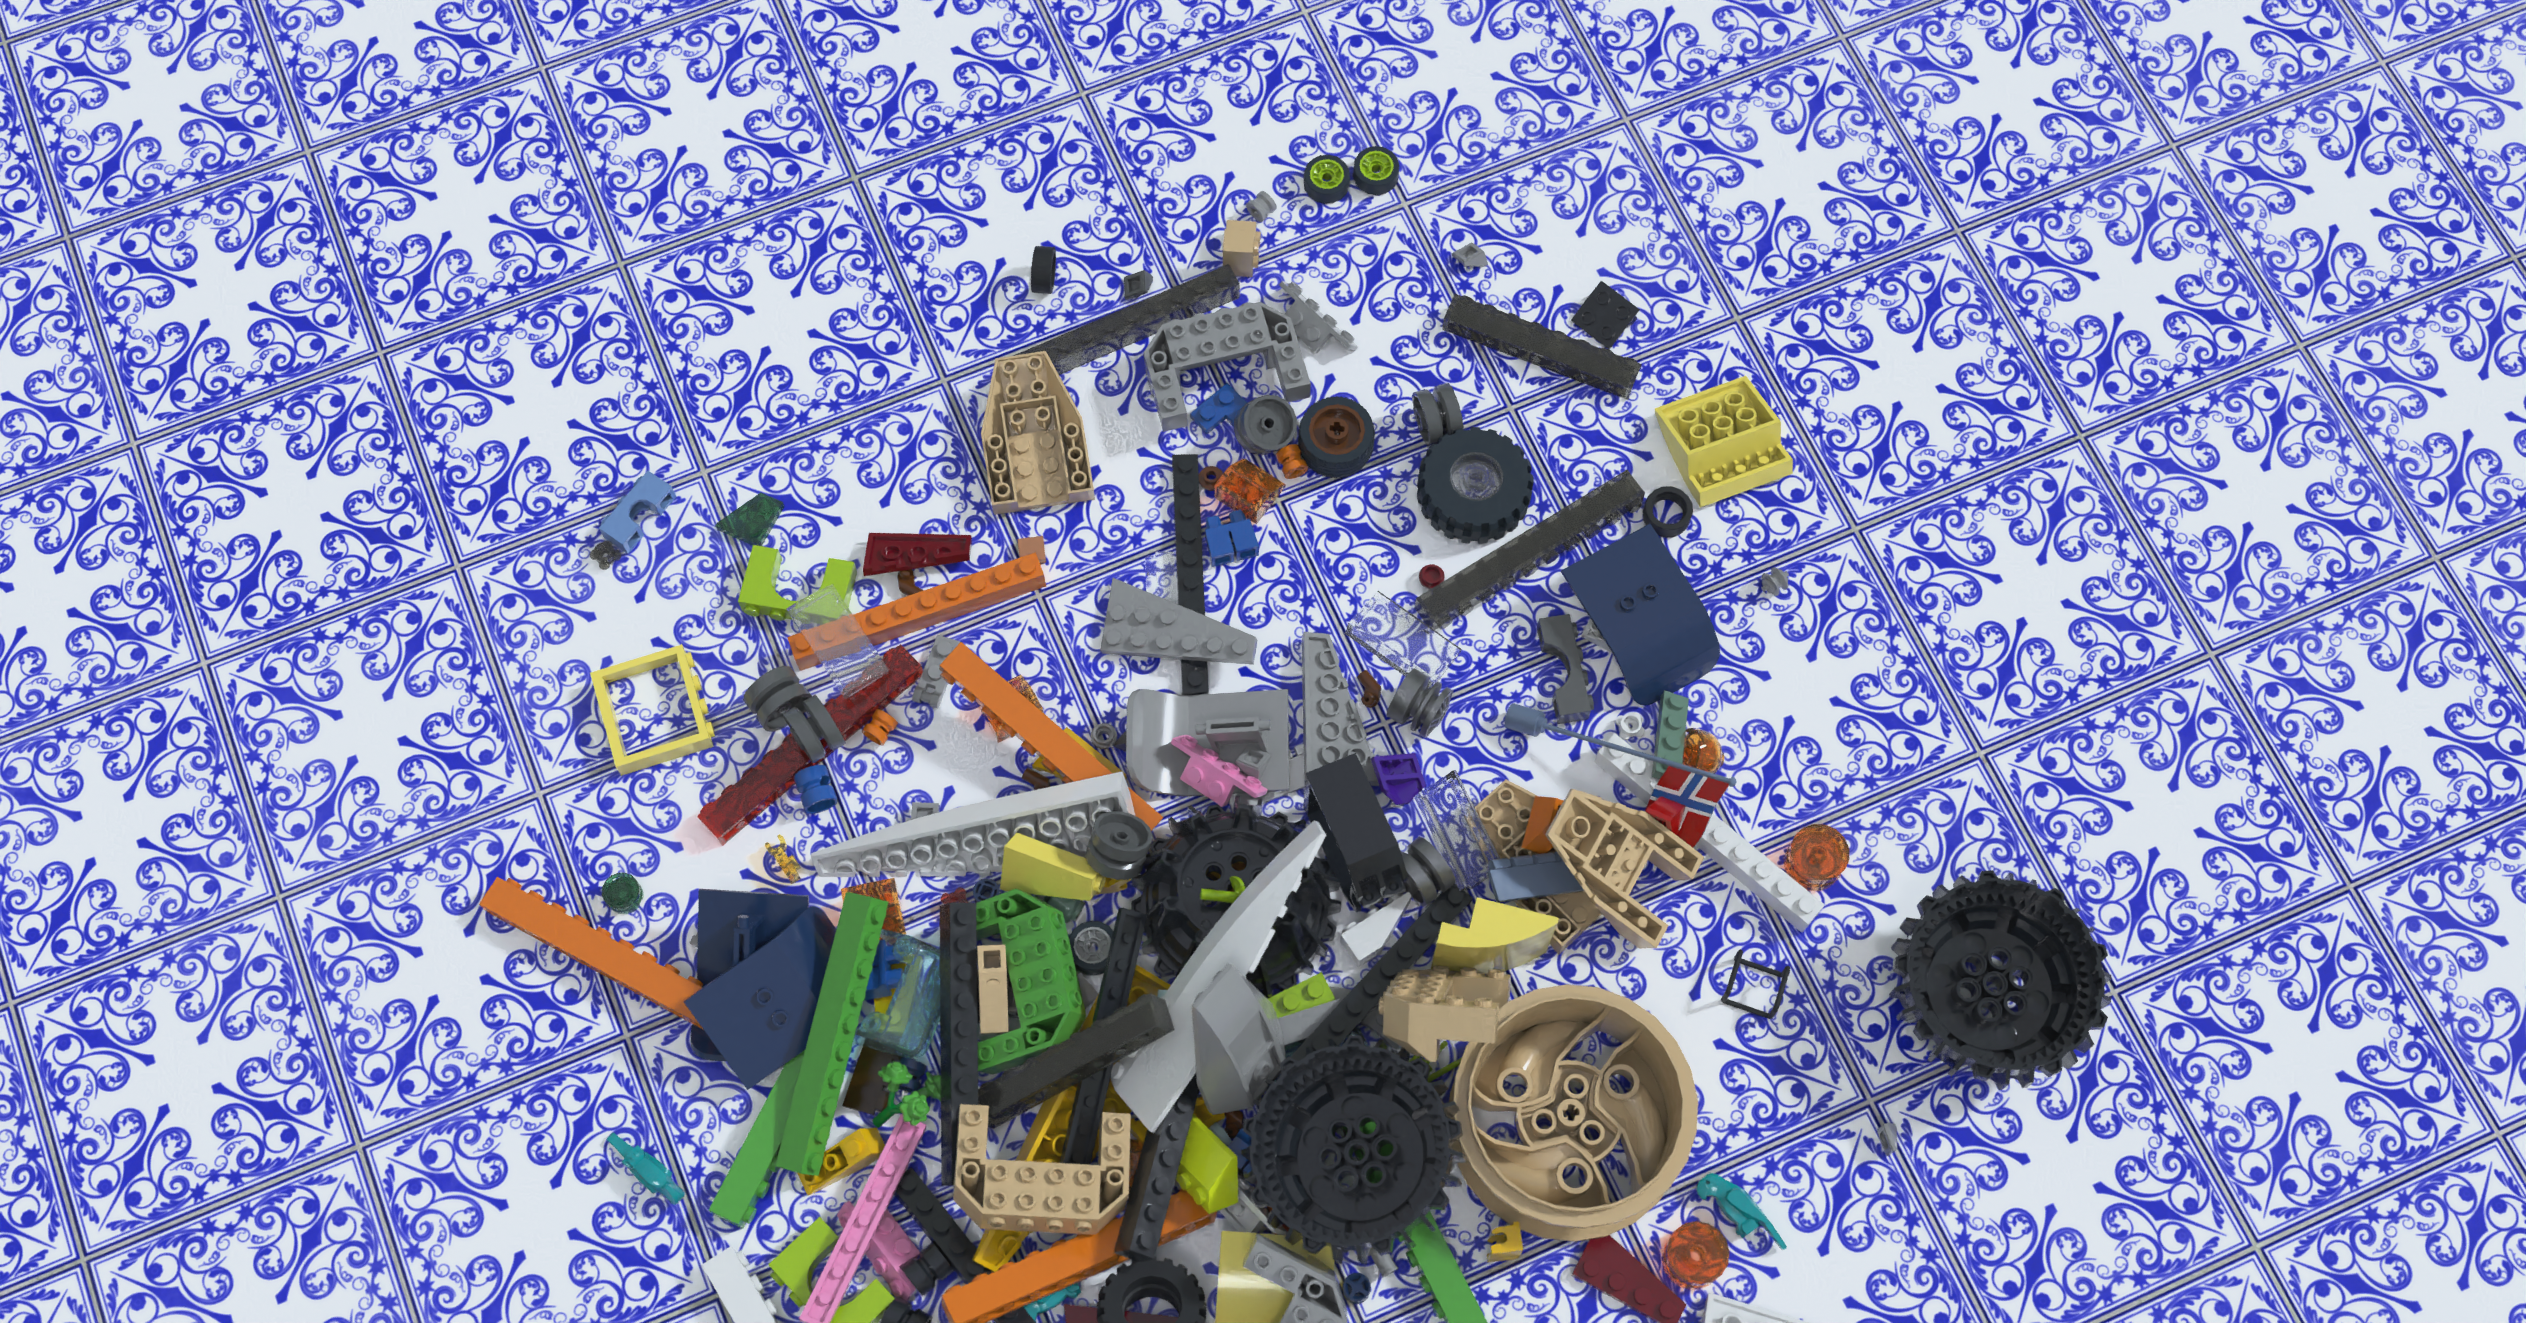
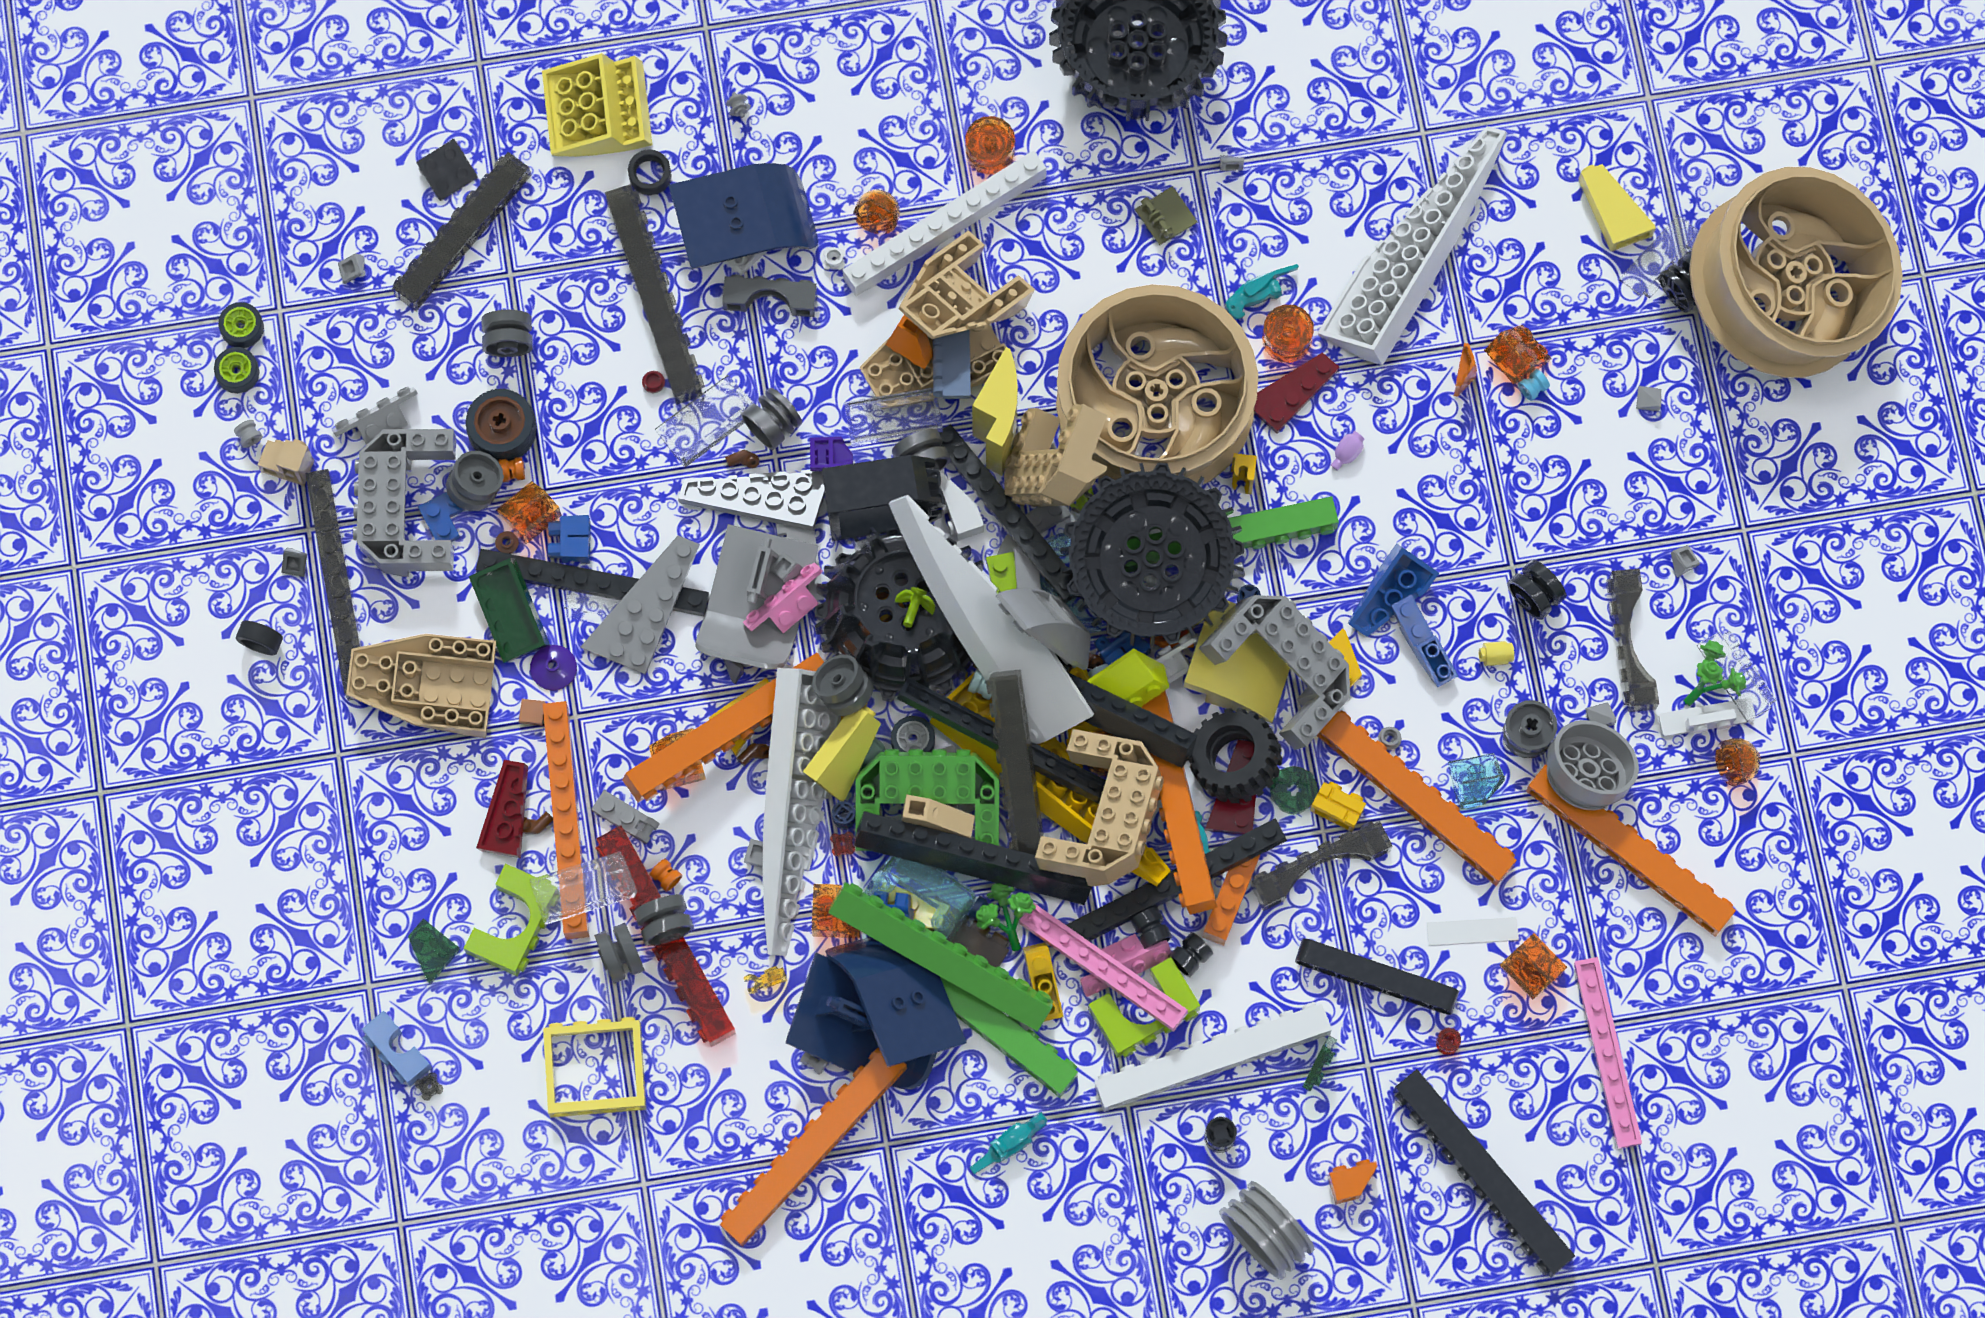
camera: 75 degrees left, 5 degrees up
(623, 893) = (759, 1123): clear green wheel -> none
(816, 791) = (709, 939): blue wheel -> none
(1087, 570) = (554, 678): none -> dark purple dish
(1103, 728) = (722, 682): light grey plate -> none
(1135, 497) = (509, 610): none -> dark green slope
(1474, 485) = (582, 321): black wheel -> none
(1667, 813) = (926, 246): red slope -> none
(1670, 731) = (856, 227): sand green plate -> none
(1681, 783) = (919, 234): flag -> none
(1738, 960) = (1059, 228): black piece -> none
(1799, 1078) = (1165, 215): none -> olive hinge

